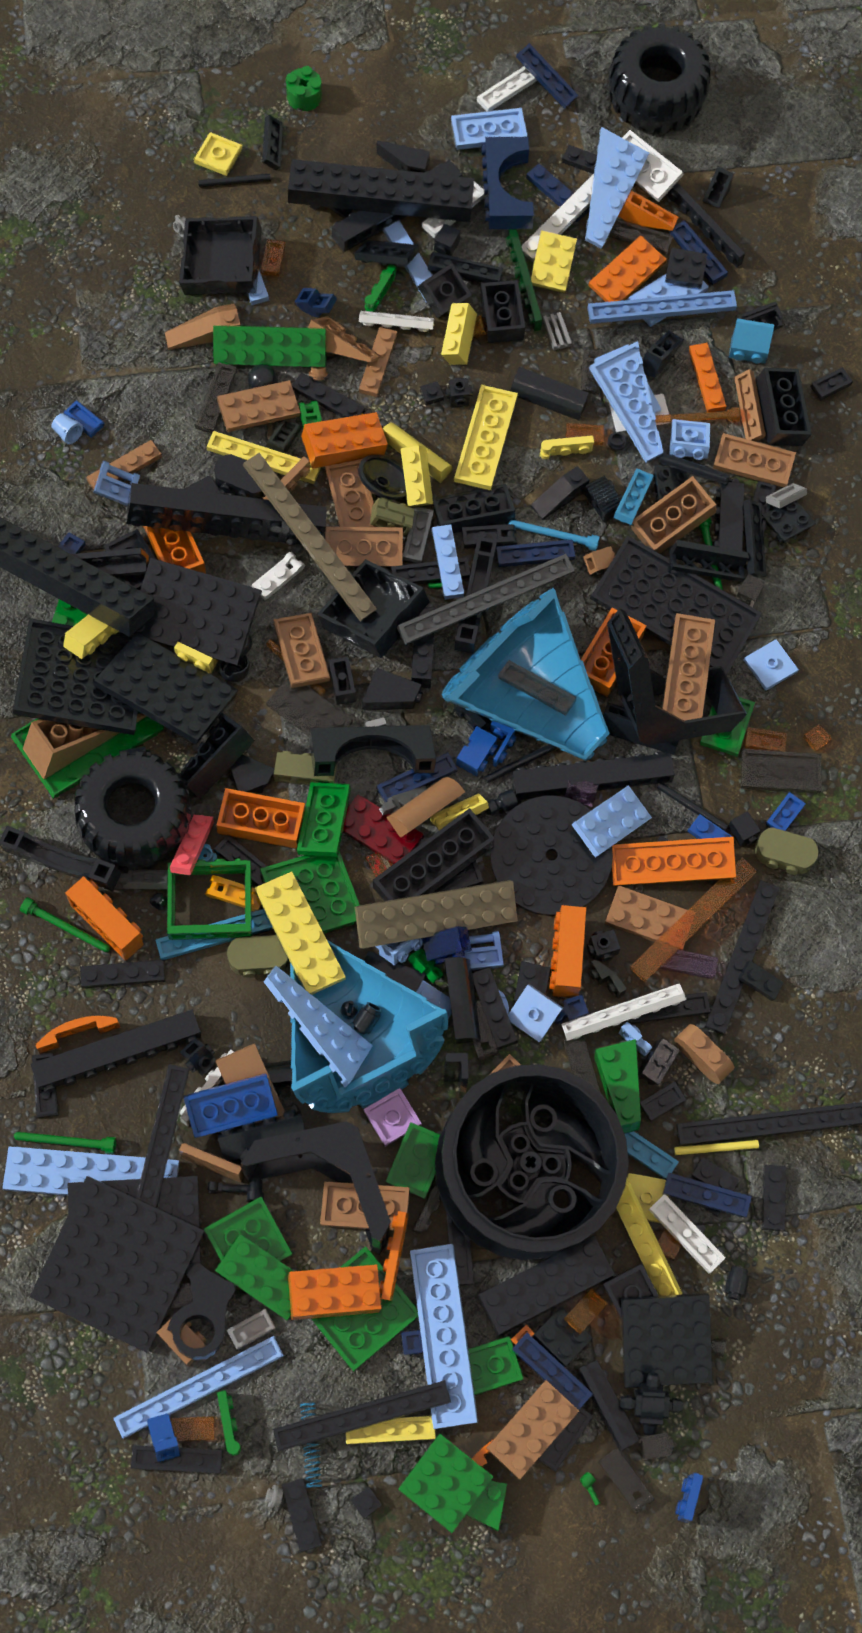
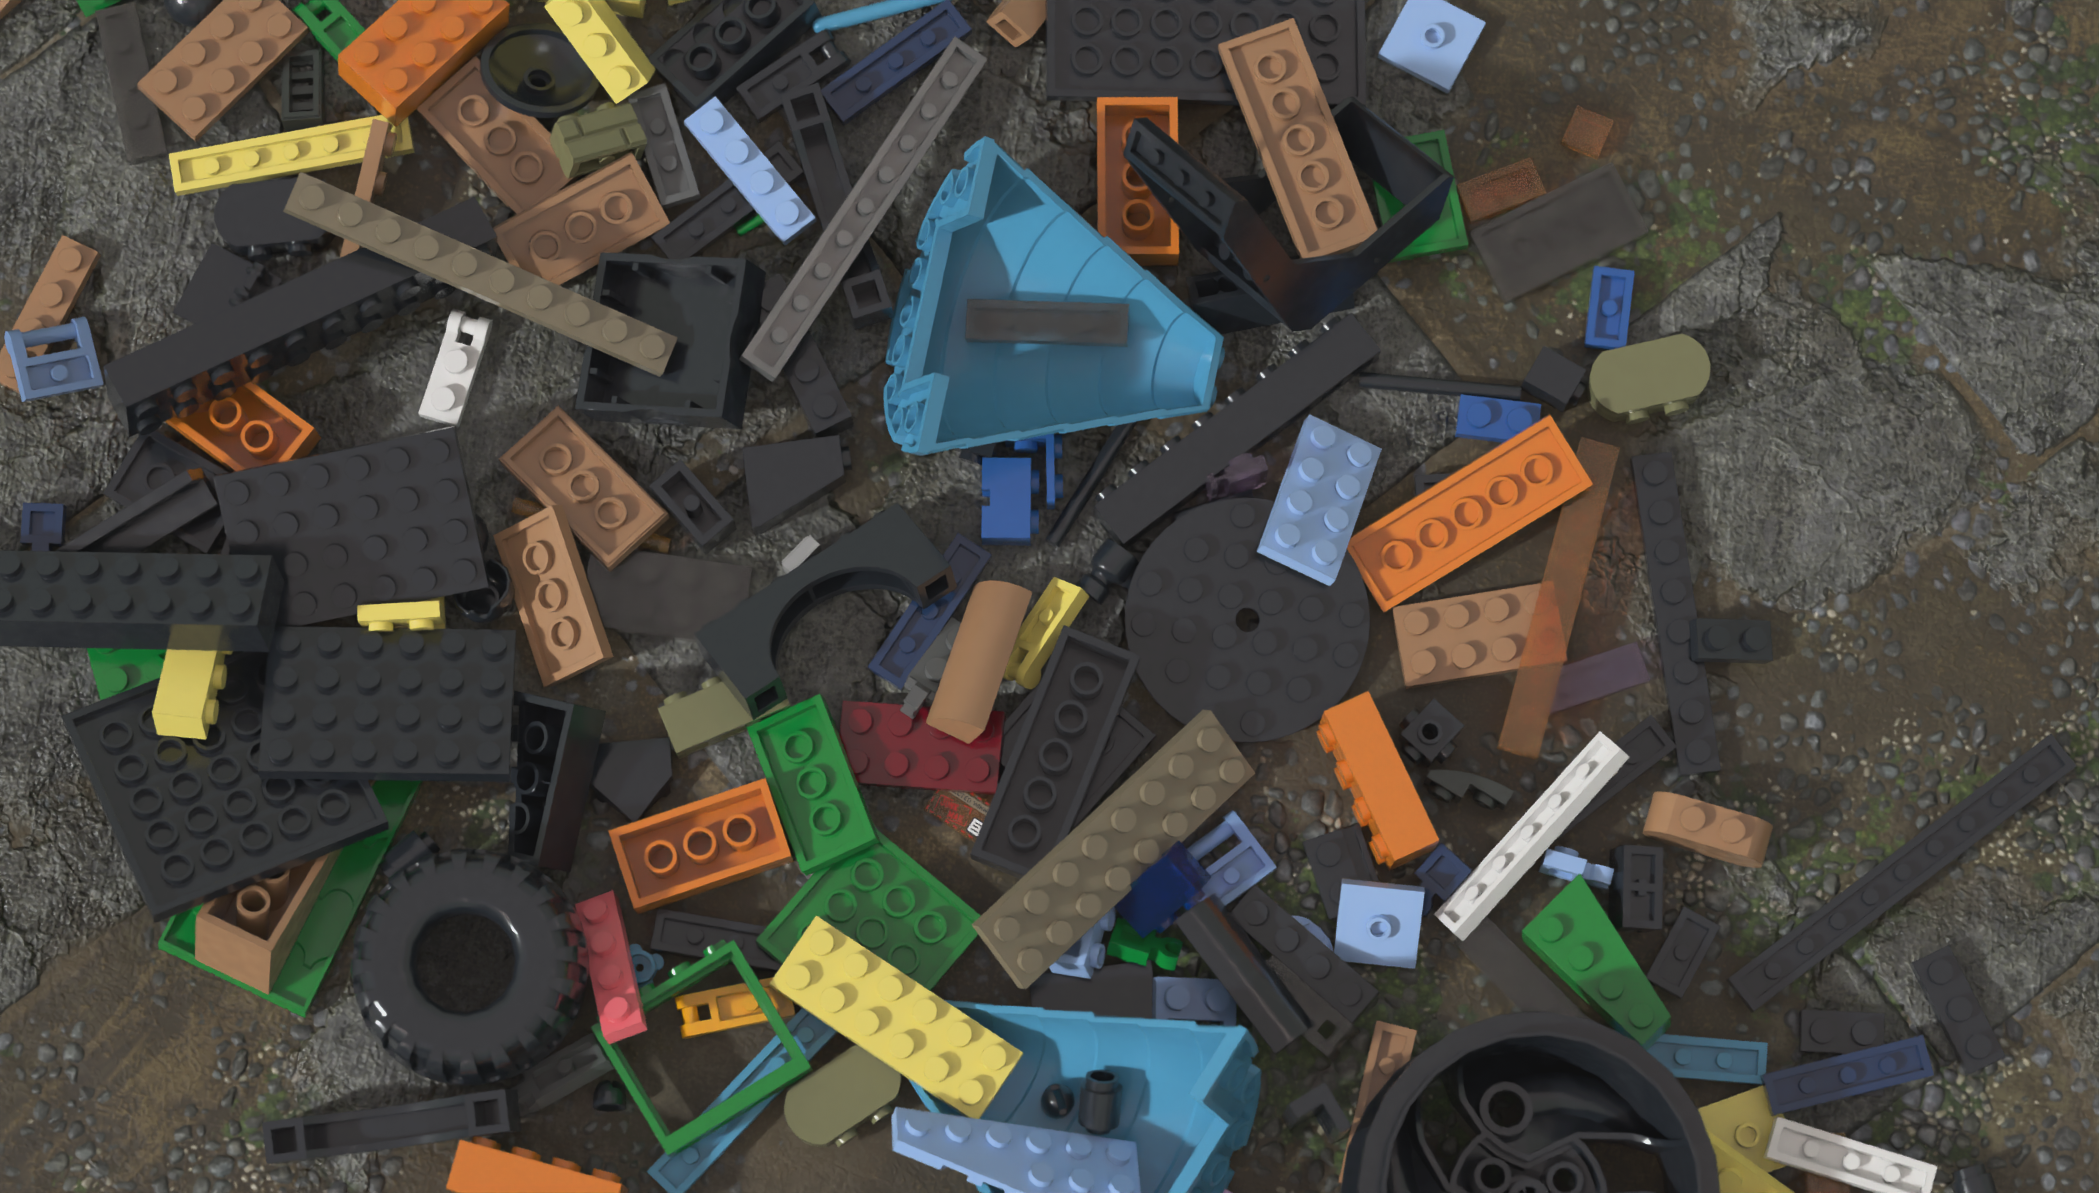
camera: 25 degrees left, 10 degrees up
(262, 684) = (553, 596): none -> medium nougat plate
(716, 1147) = (1814, 979): light yellow bar -> none

